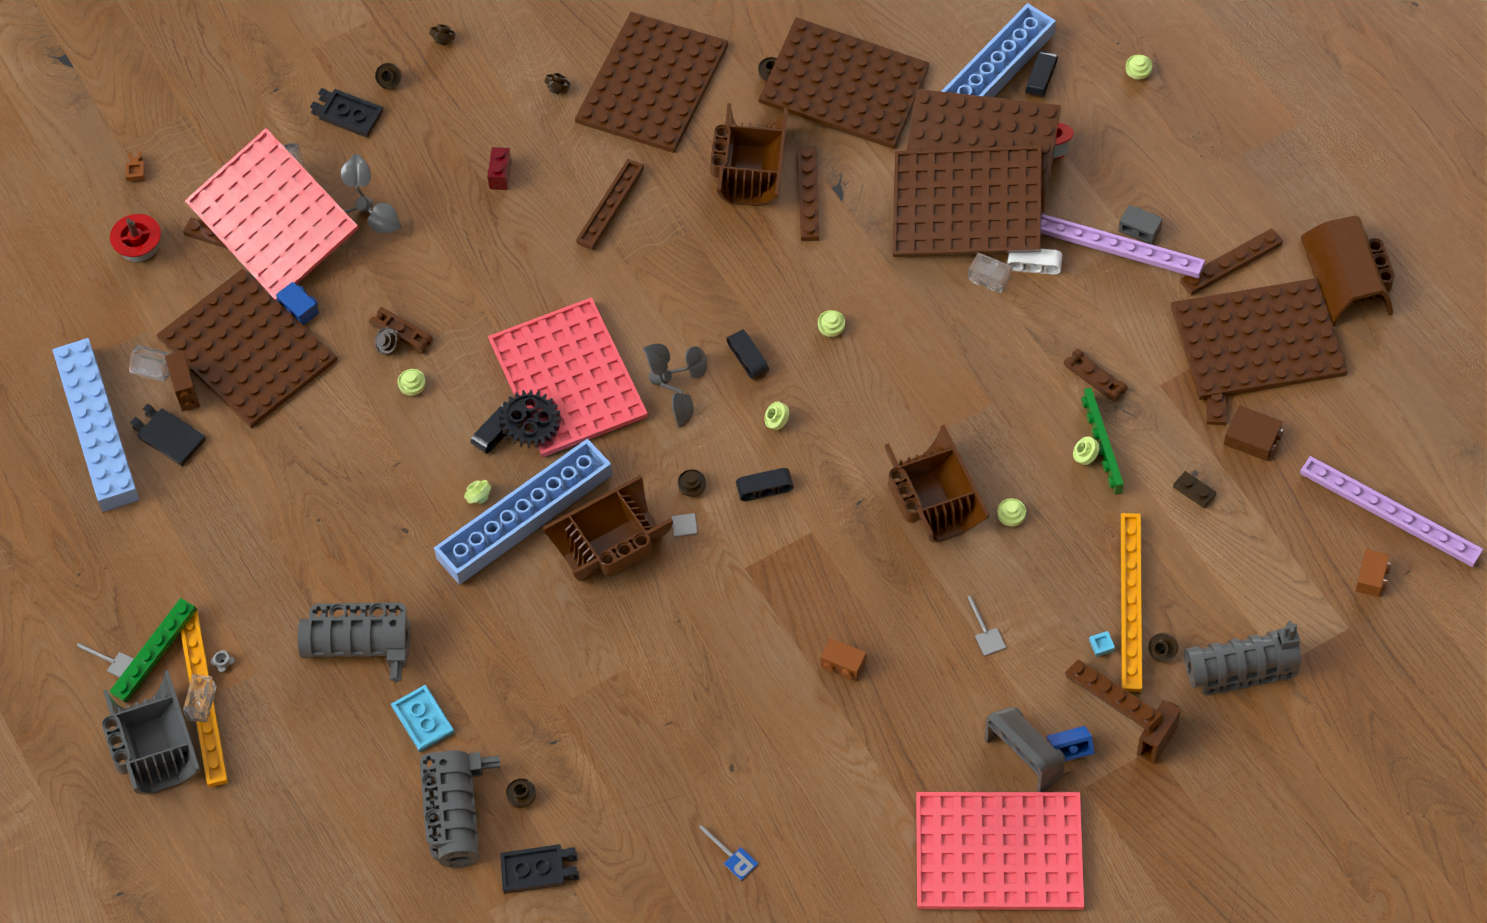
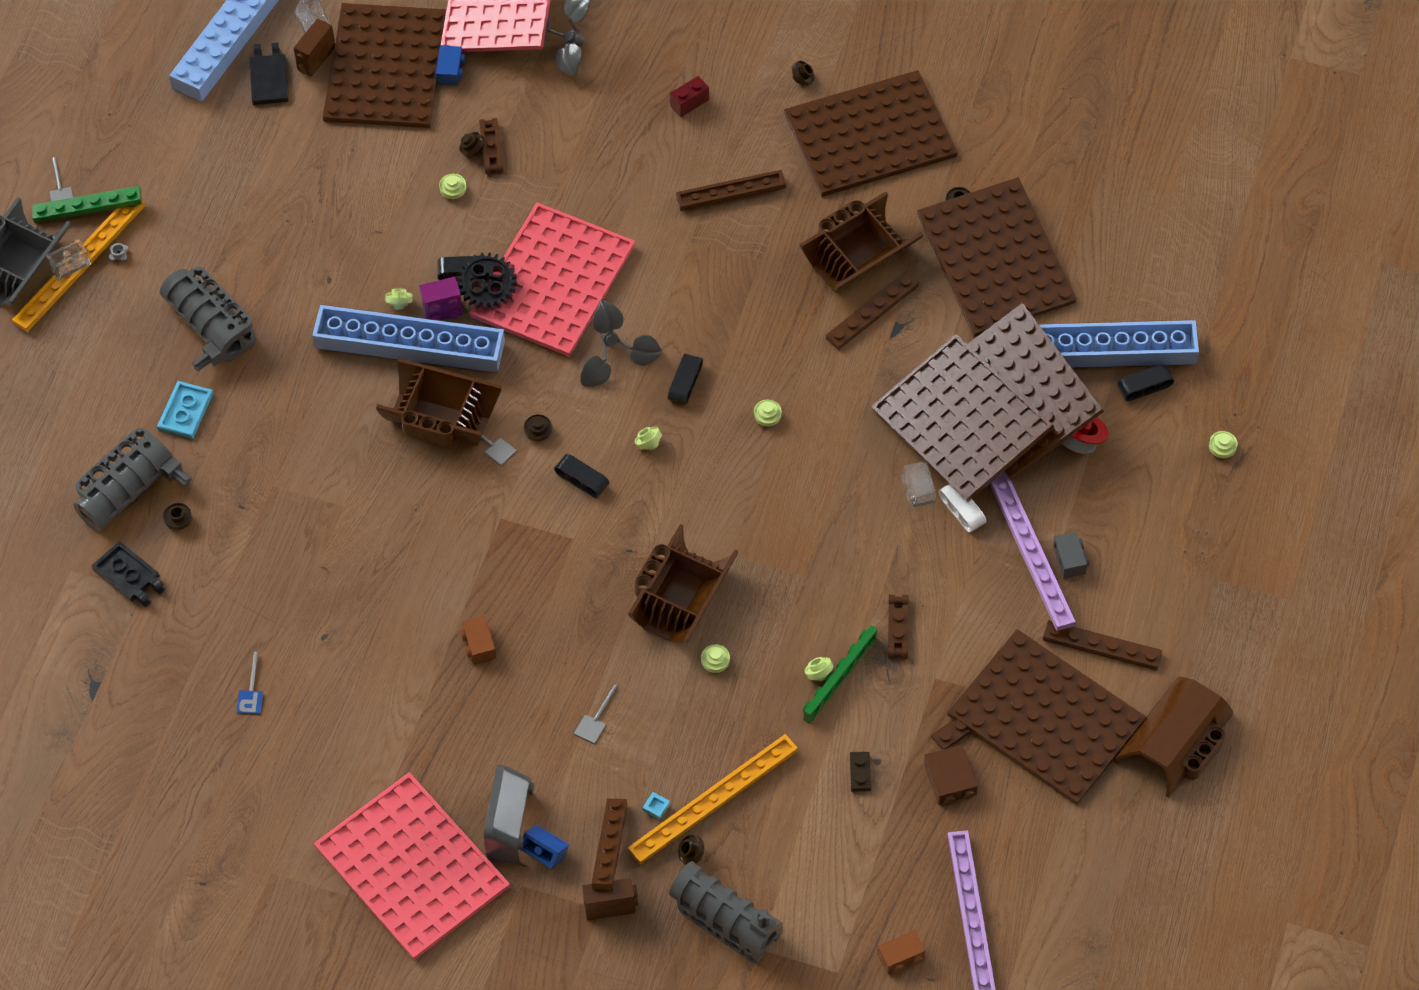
camera: 45 degrees right, 0 degrees up
(513, 463) = (441, 299): none -> magenta brick

